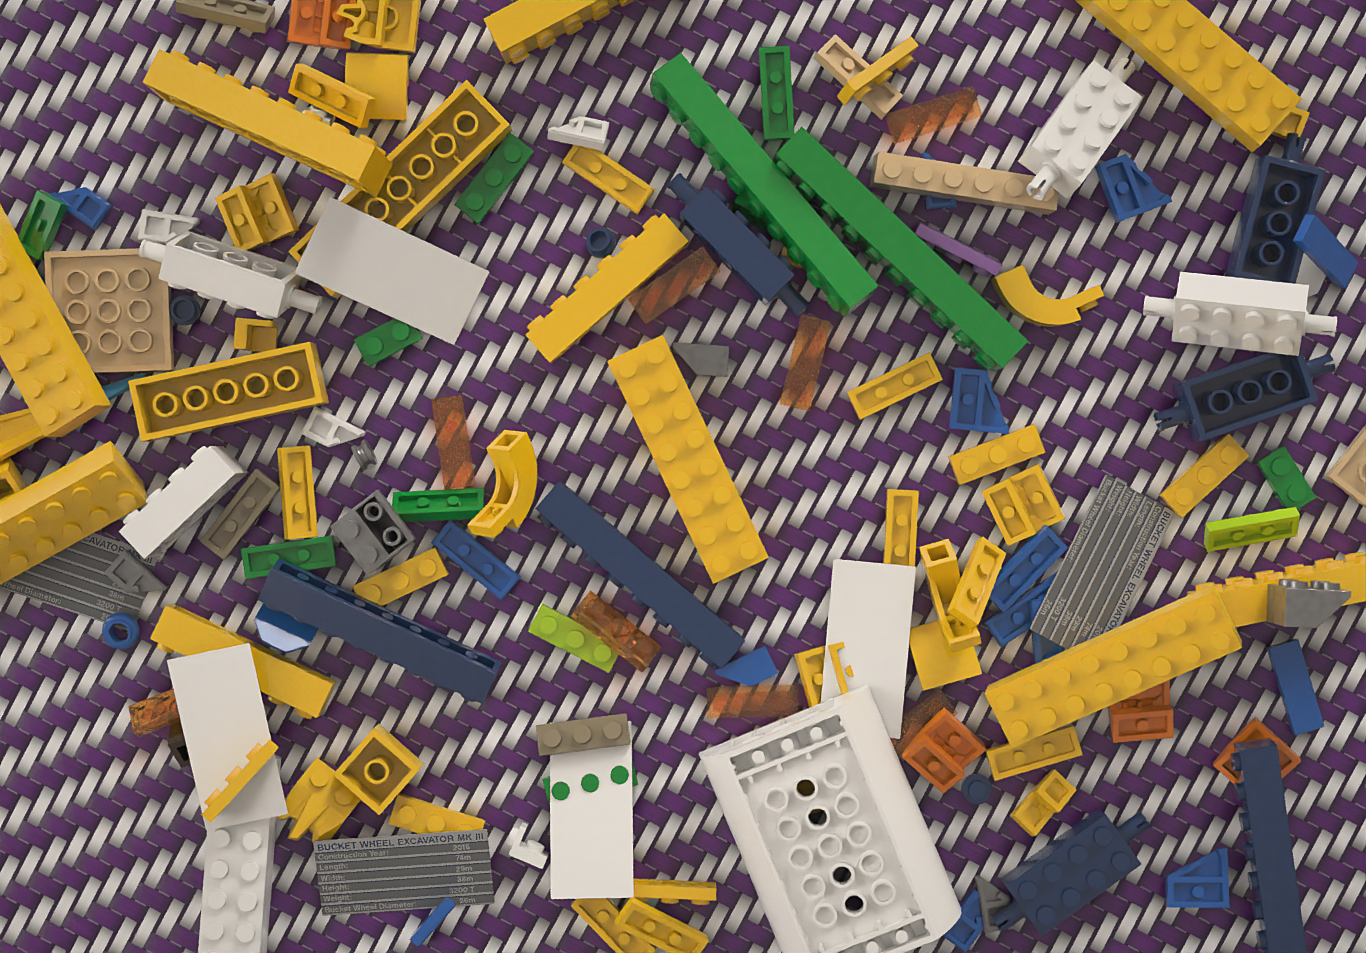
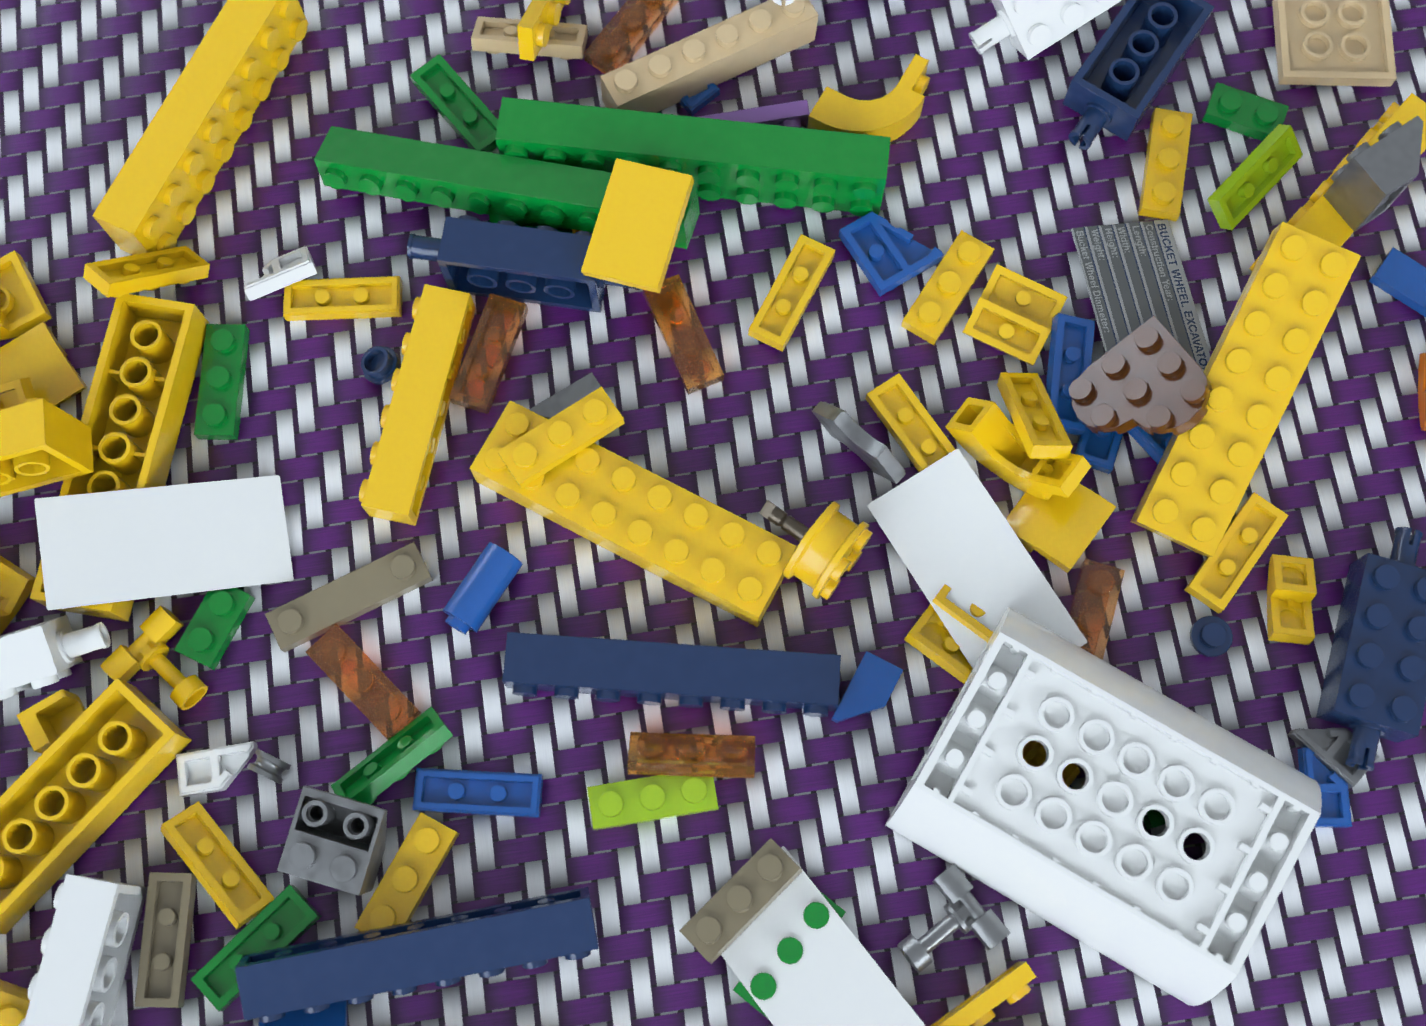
camera: 30 degrees left, 15 degrees down
(337, 329) = (150, 653): none -> yellow bar
(480, 382) = (348, 597): none -> dark tan plate
(494, 76) = (146, 271): none -> yellow plate
(515, 484) = (461, 672): yellow arch -> none
(563, 438) = (481, 588): none -> blue brick
(675, 386) = (561, 437): none -> yellow plate
(704, 835) = (962, 913): none -> flat silver bar
(752, 701) = (898, 723): clear orange plate -> none
(783, 569) = (824, 549): none -> yellow wheel
(820, 288) = (637, 225): none -> yellow tile
(859, 517) = (848, 432): none -> flat silver tile
(943, 750) = (1143, 619): orange slope -> none
(1055, 616) = (1143, 384): none -> plate
(1143, 716) = (1310, 432): orange slope -> none

